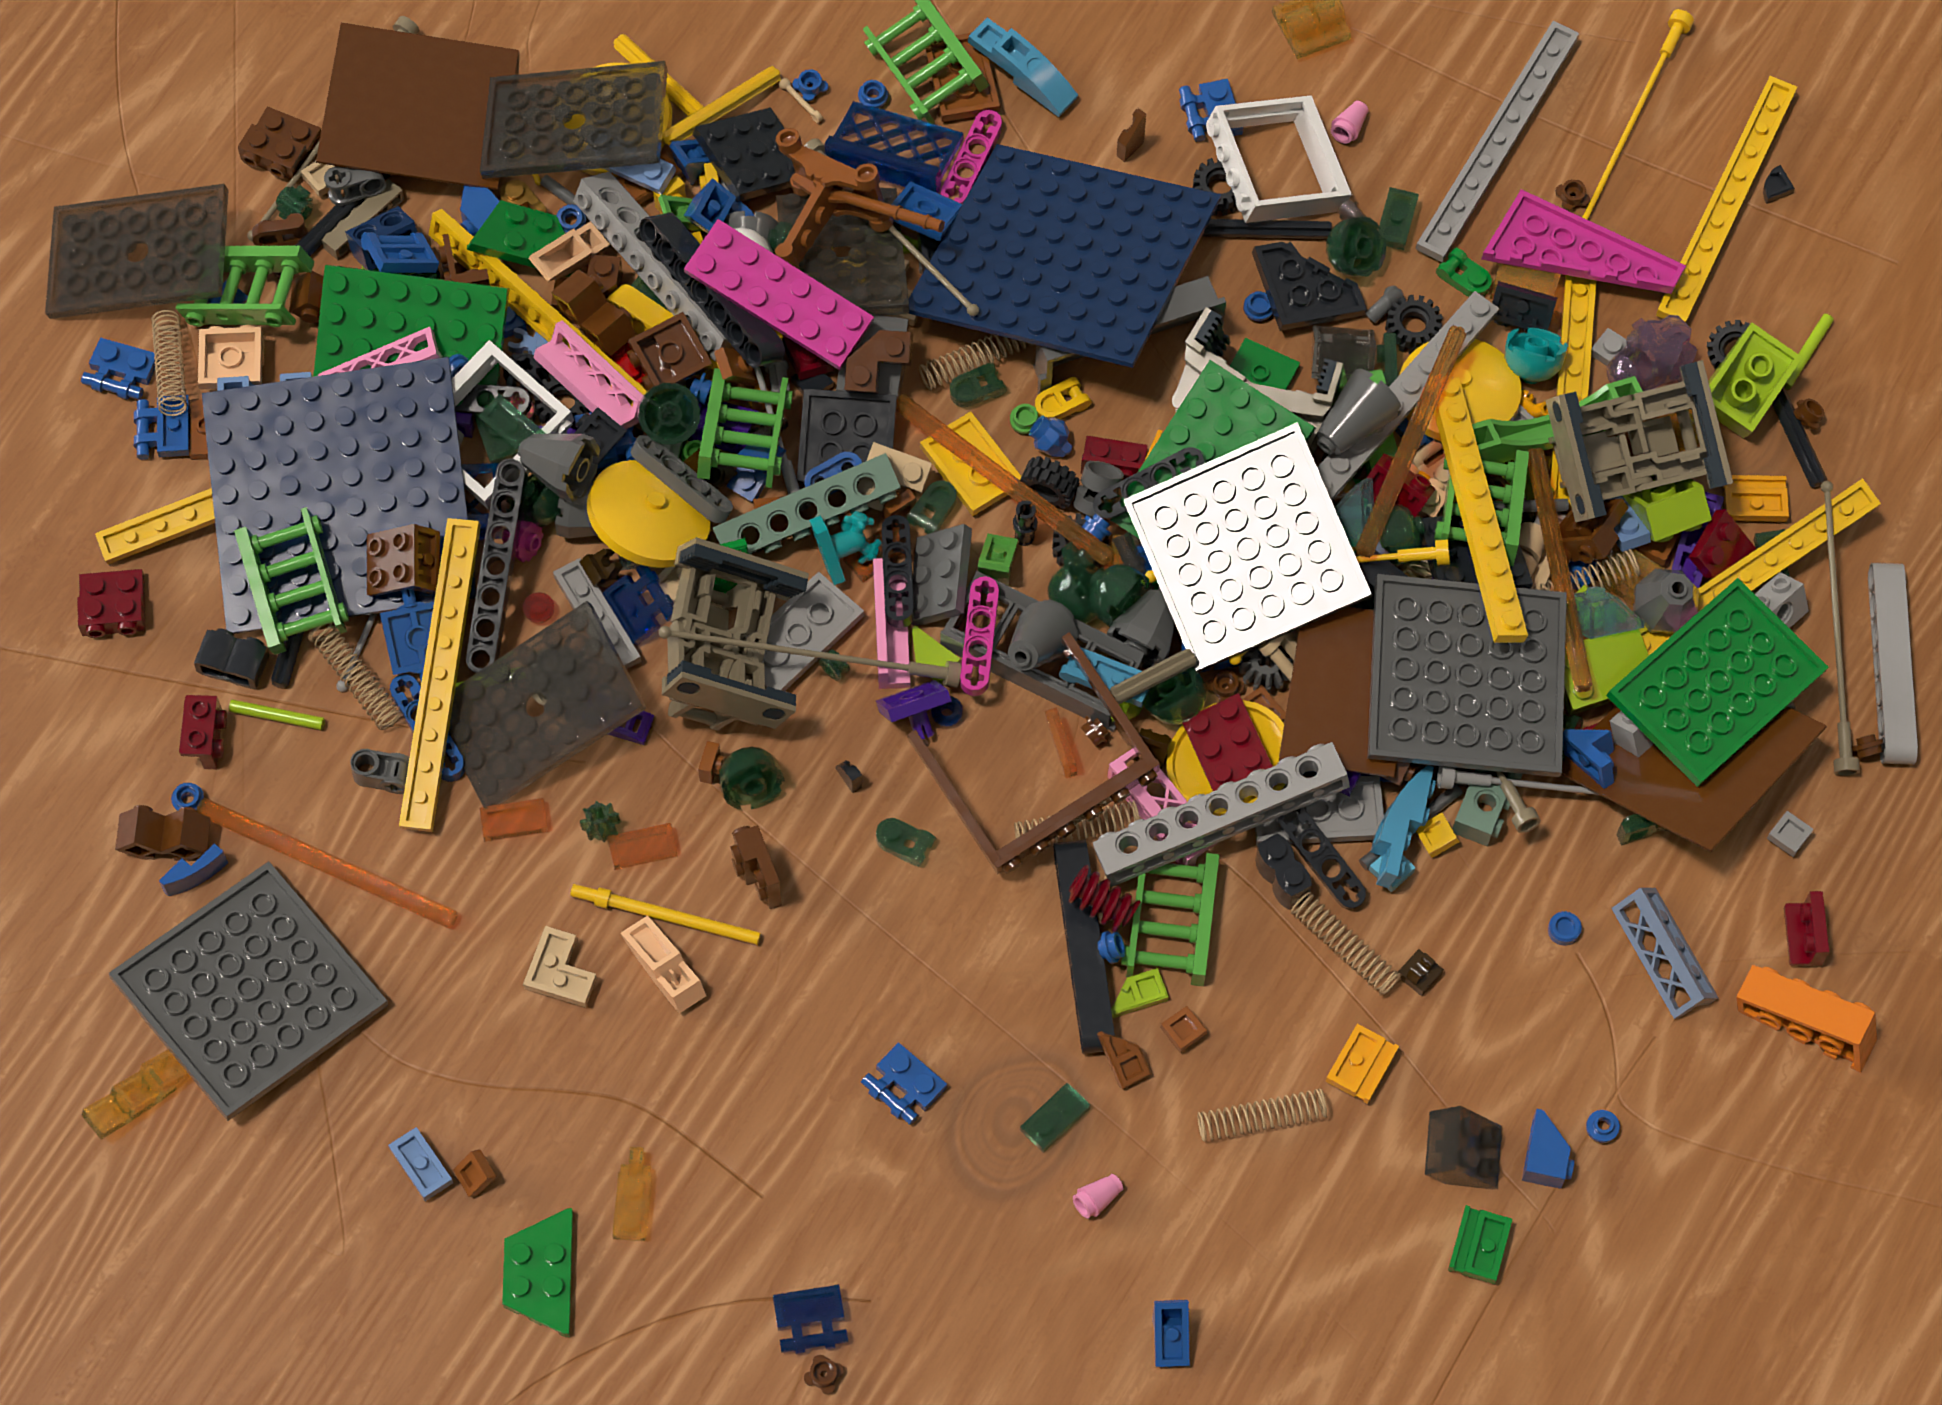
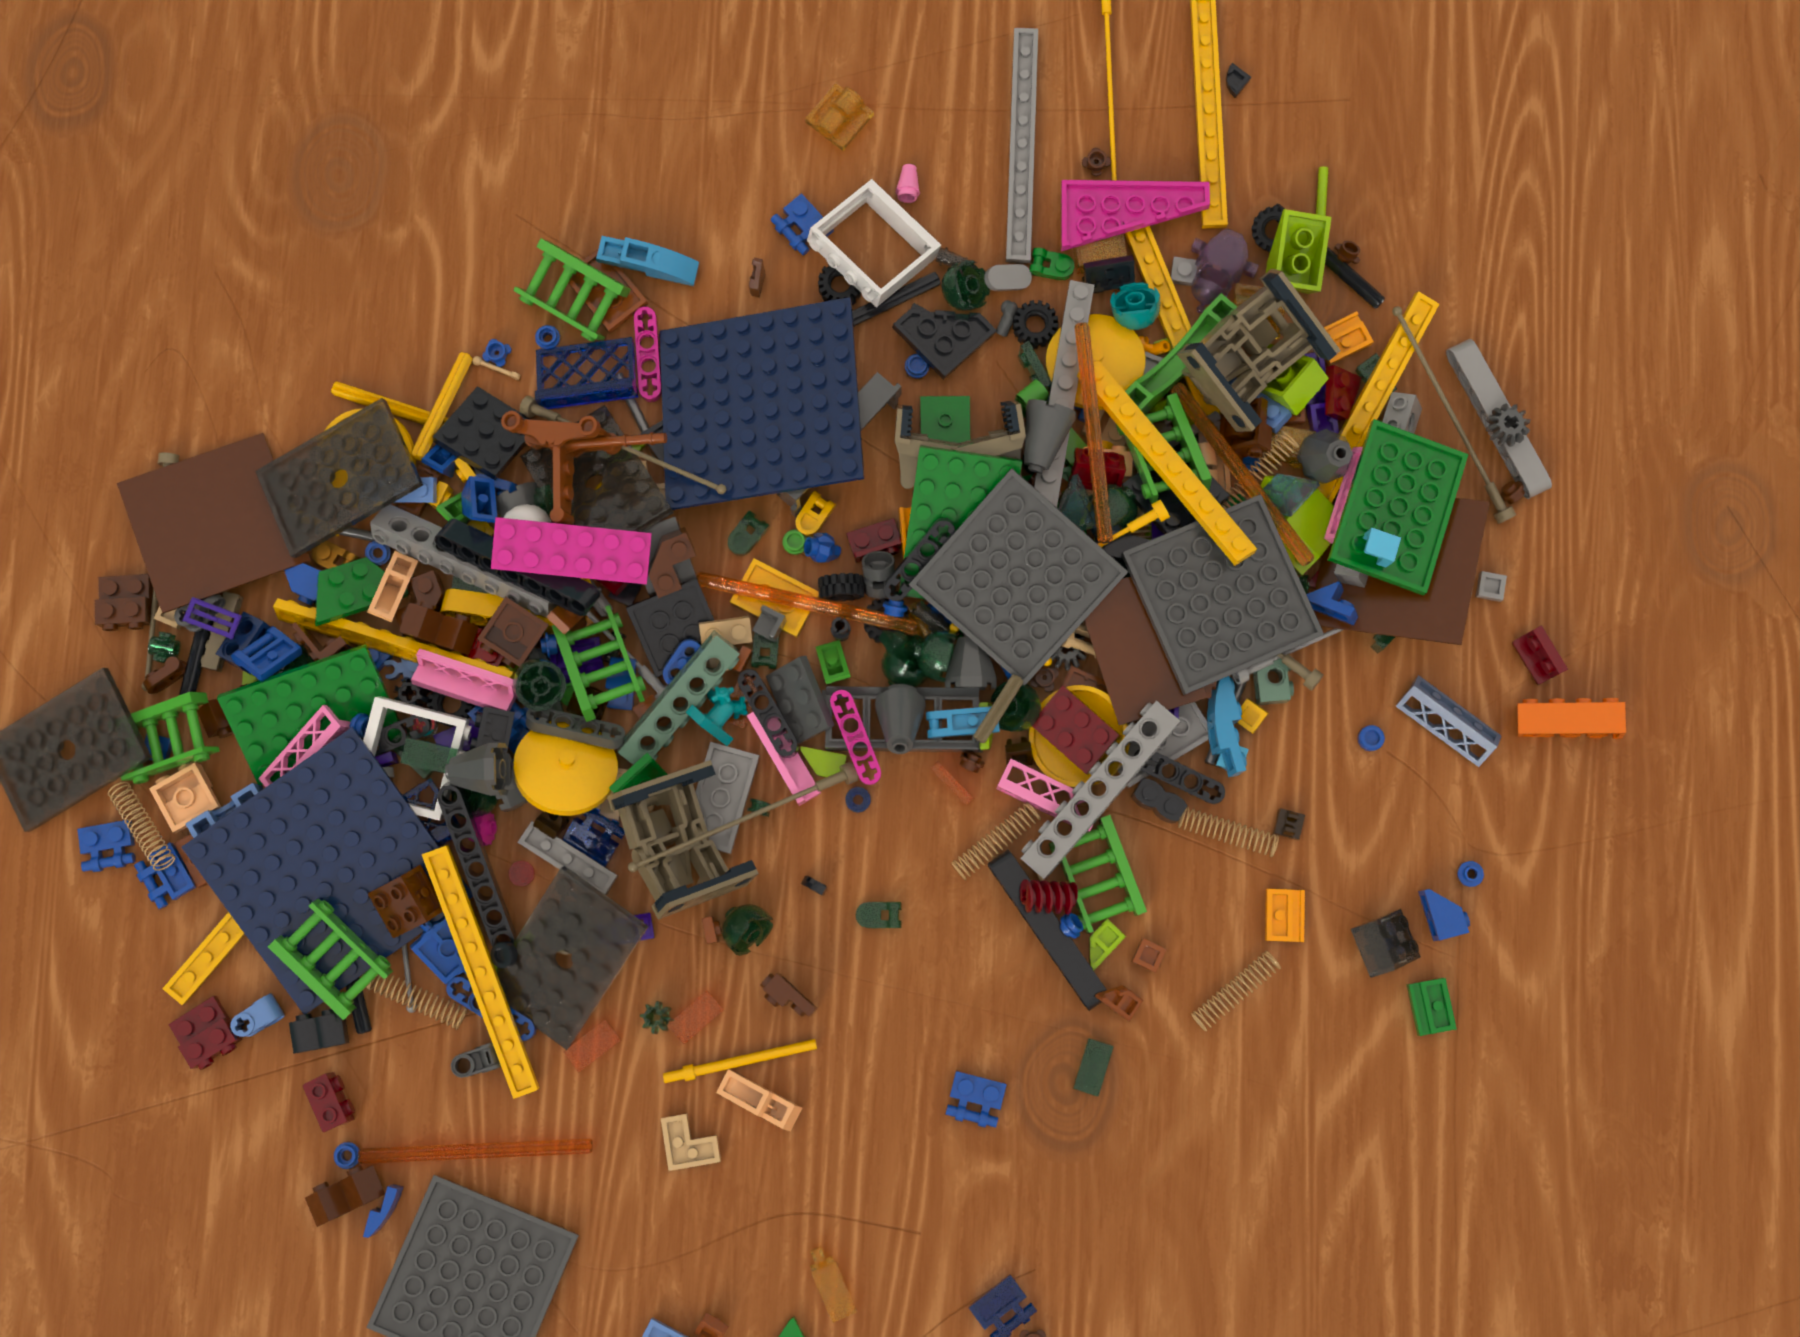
camera: 25 degrees left, 15 degrees up
(178, 611) = (260, 1015): none -> medium blue piece
(276, 714) = (375, 1055): lime bar -> none
(380, 211) = (234, 626): none -> dark purple tile
(474, 669) = (504, 954): none -> black tile
(913, 704) = (834, 811): dark purple tile -> none
(927, 202) = (637, 415): blue plate -> none
(929, 375) = (702, 543): tan piece -> none
(951, 481) = (769, 624): none -> dark grey panel
(1087, 806) = (990, 850): reddish brown piece -> none
(1097, 1195) = (1153, 1111): bright pink cone -> none
(1171, 1333) = (1258, 1189): blue slope -> none
(1345, 345) = (997, 374): clear smoke slope -> none
(1397, 217) = (981, 243): clear green plate -> none
(1408, 262) = (1008, 277): none -> light grey tile
(1672, 700) = (1382, 546): none -> medium azure panel
(1894, 665) = (1507, 415): none -> dark grey gear

